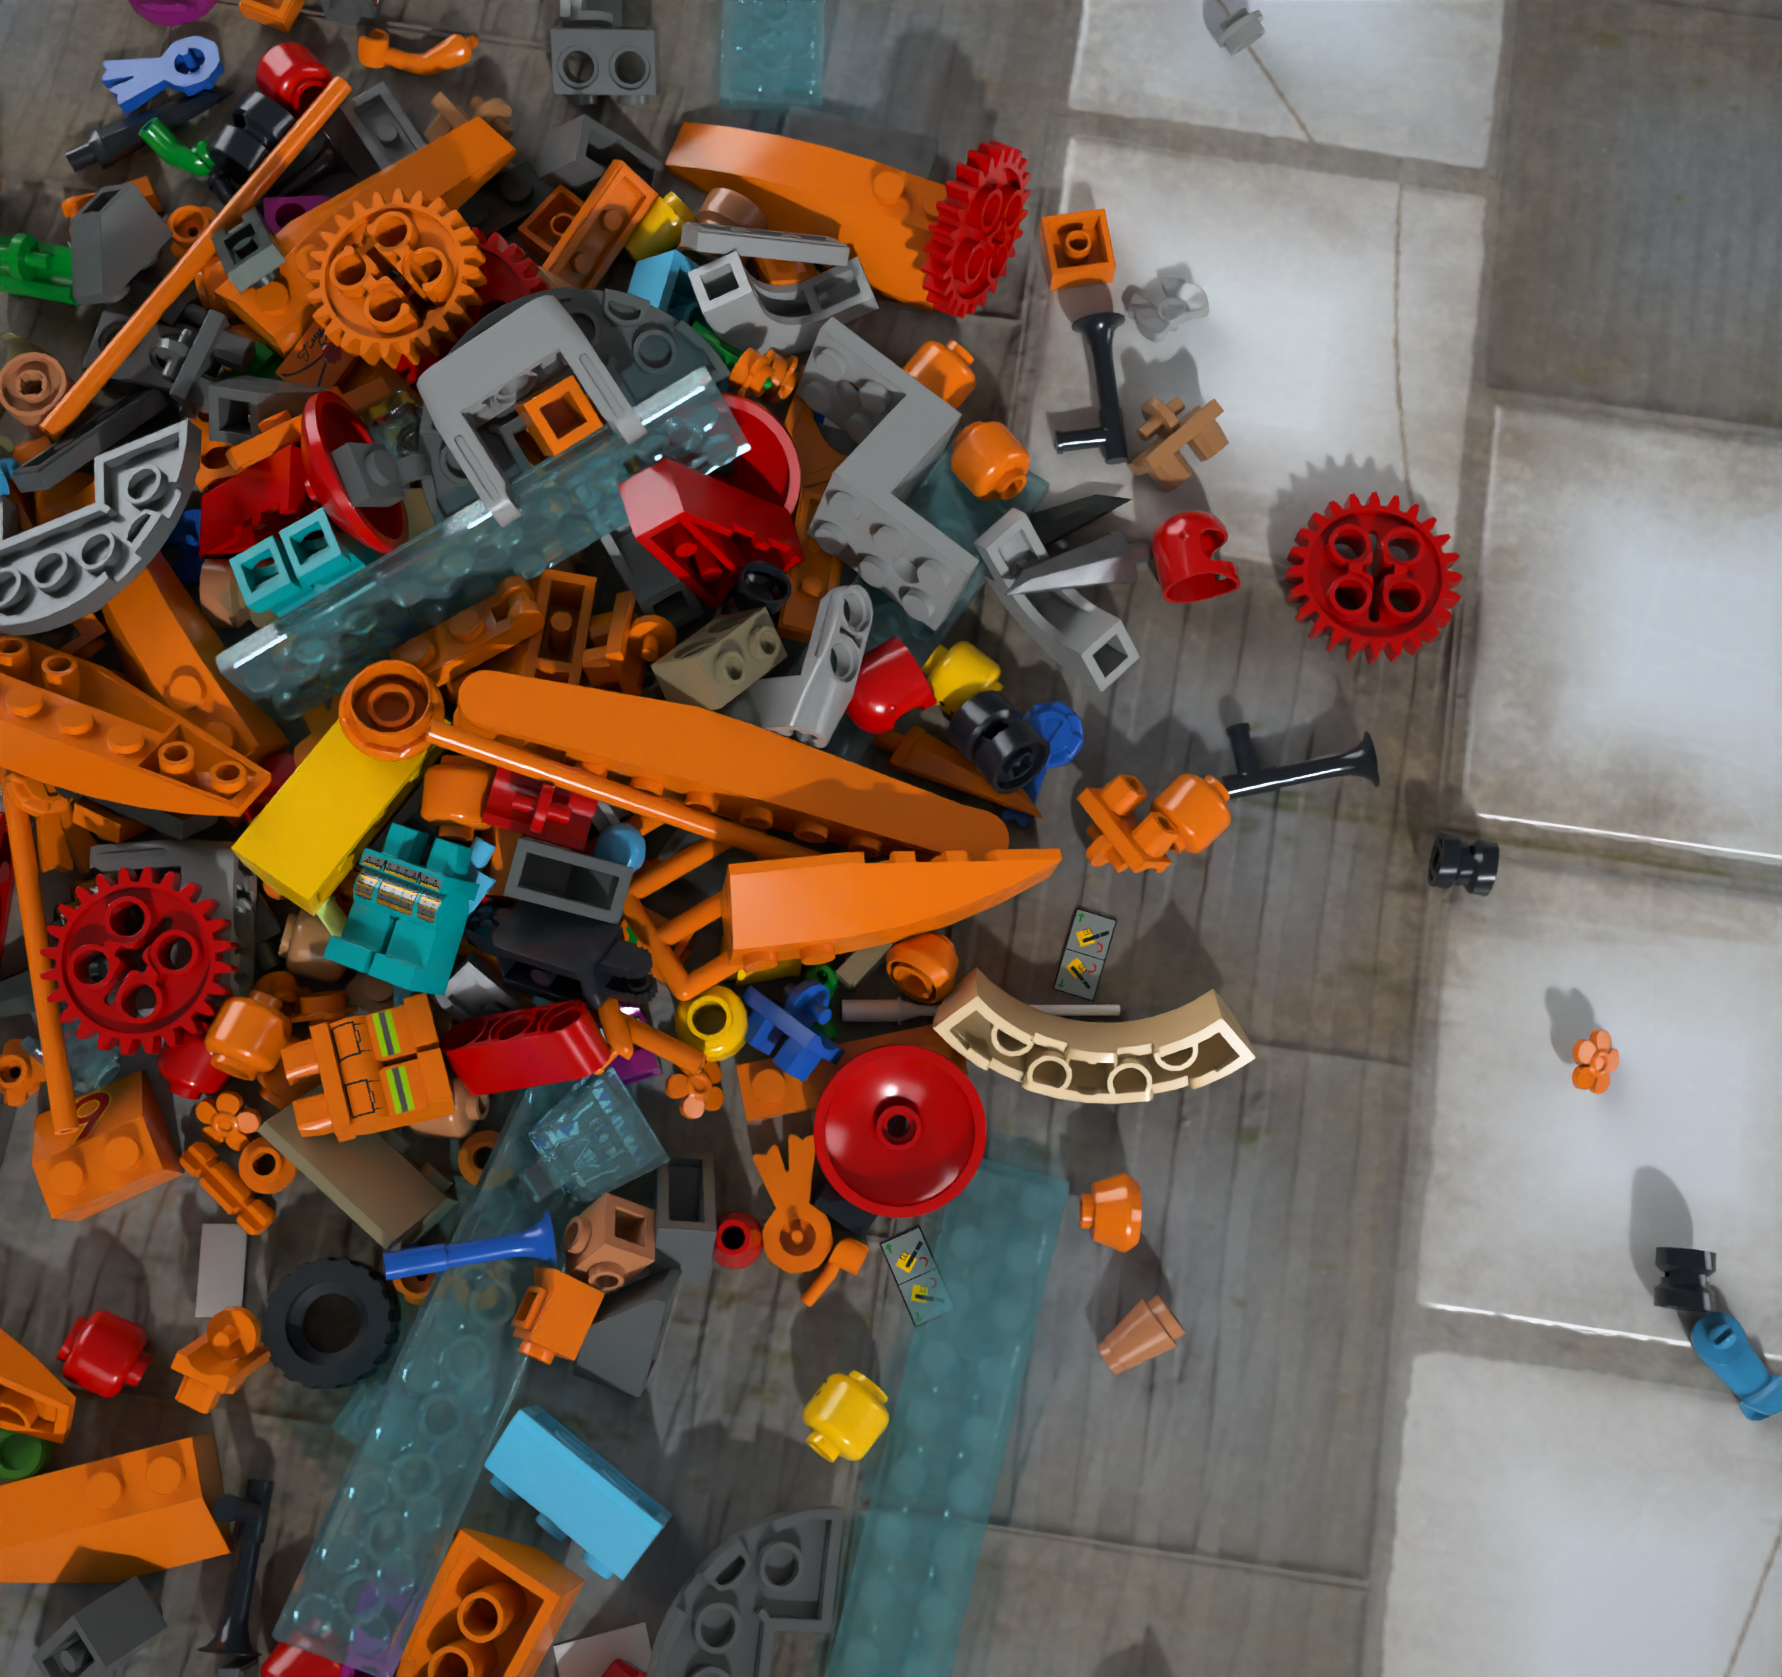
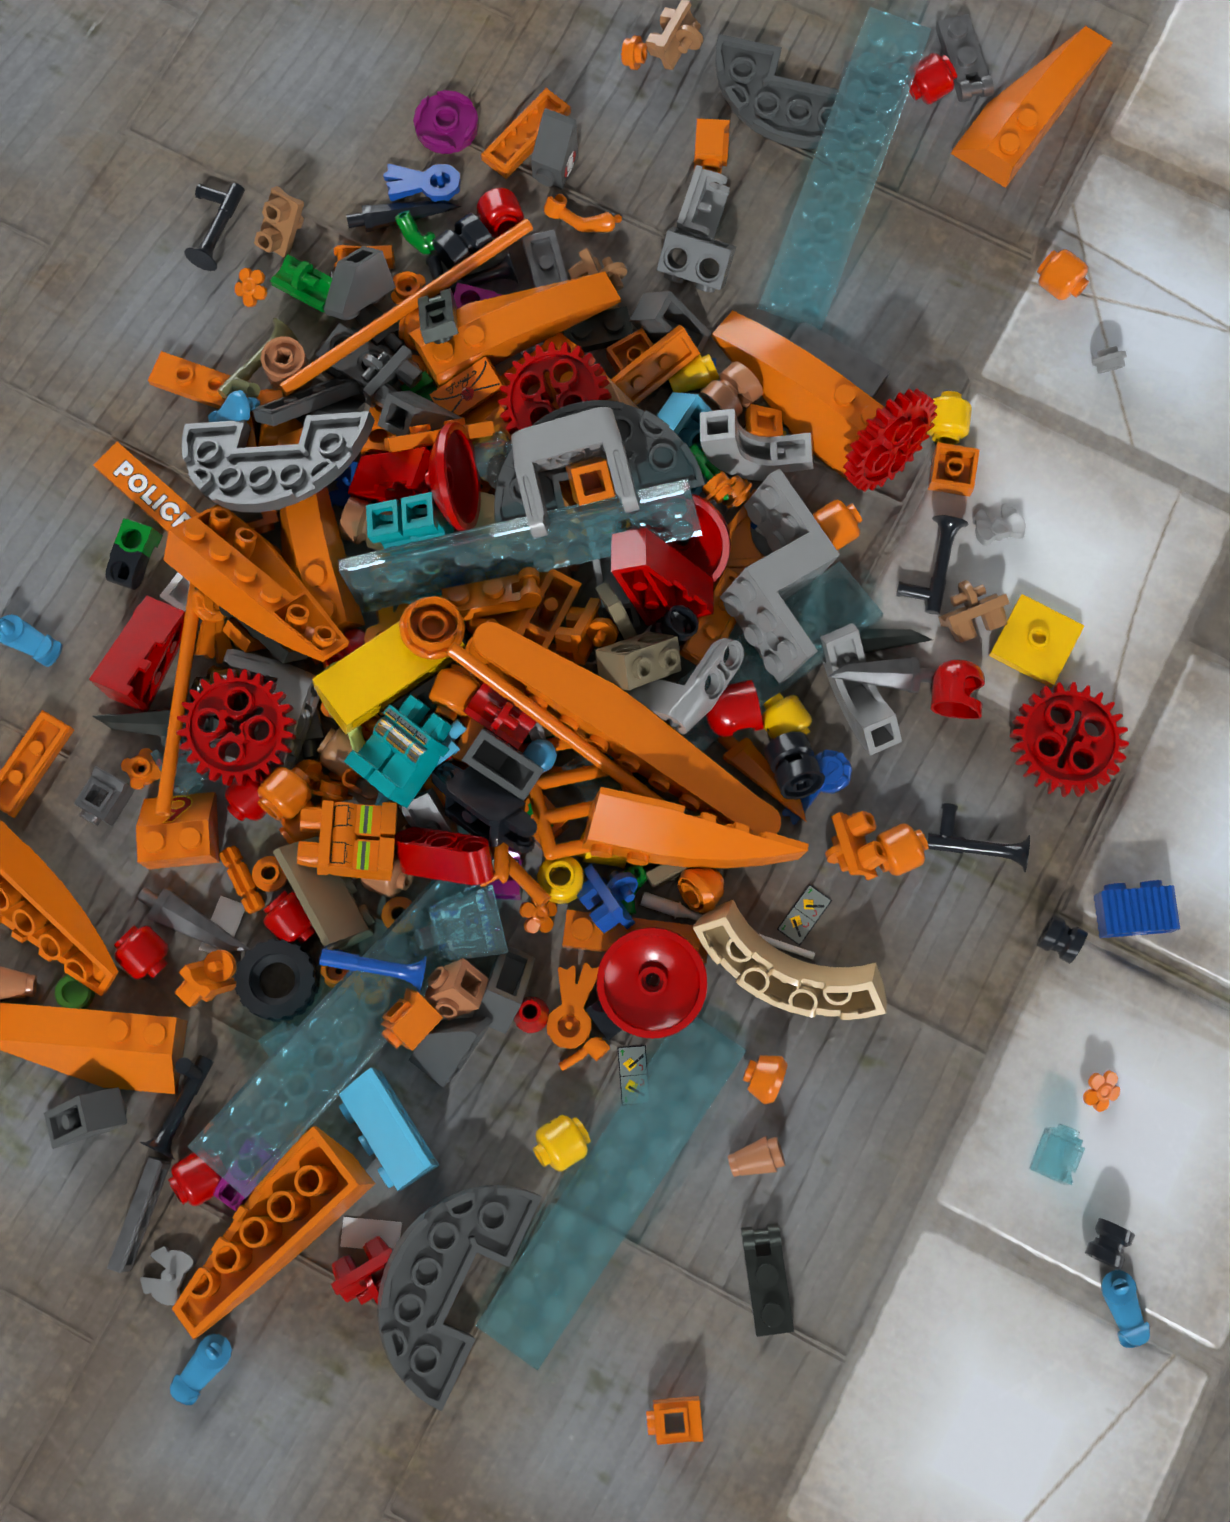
camera: 25 degrees right, 0 degrees up
(149, 1276) = (181, 916): none -> flat silver bar
(227, 1120) = (254, 839): orange plant -> none
(316, 1225) = (288, 919): none -> red head
(342, 982) = (349, 779): none -> orange hand
(359, 312) = (490, 378): orange gear -> none
(374, 476) = (469, 485): dark grey plate -> none
(661, 599) = (616, 611): none -> dark tan tile
(764, 243) = (754, 408): light grey tile -> none
(990, 461) = (849, 588): orange head -> none
(1052, 180) = (952, 418): none -> yellow head
(1218, 1513) = (767, 1281): none -> pearl dark grey plate
(1277, 454) = (1036, 641): none -> yellow plate
(1551, 789) = (1136, 910): none -> blue brick
(1567, 1176) = (1058, 1154): none -> clear light blue window

